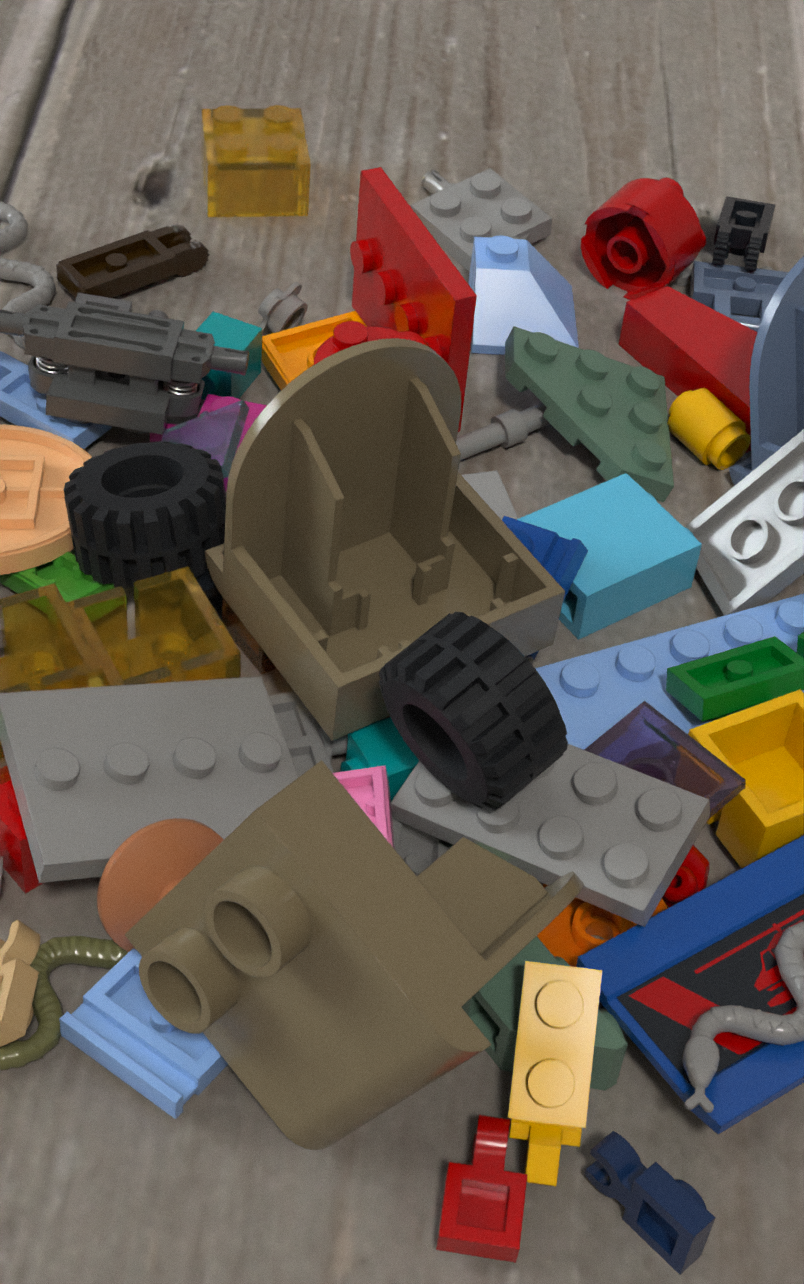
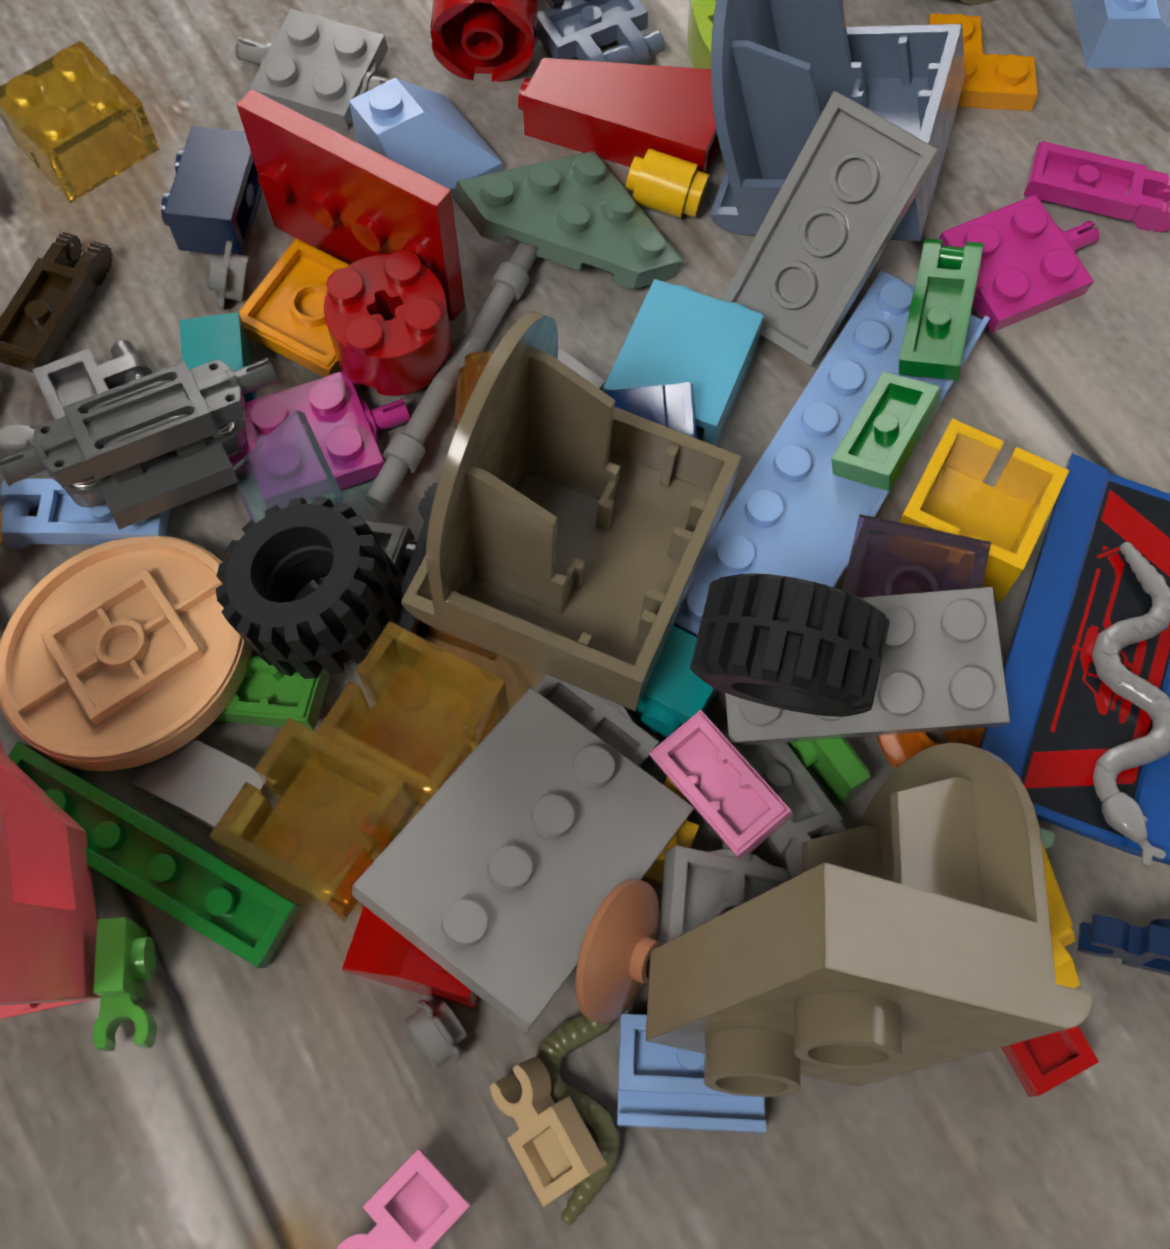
camera: 30 degrees left, 20 degrees up
(312, 252) = (213, 192): none -> dark blue brick

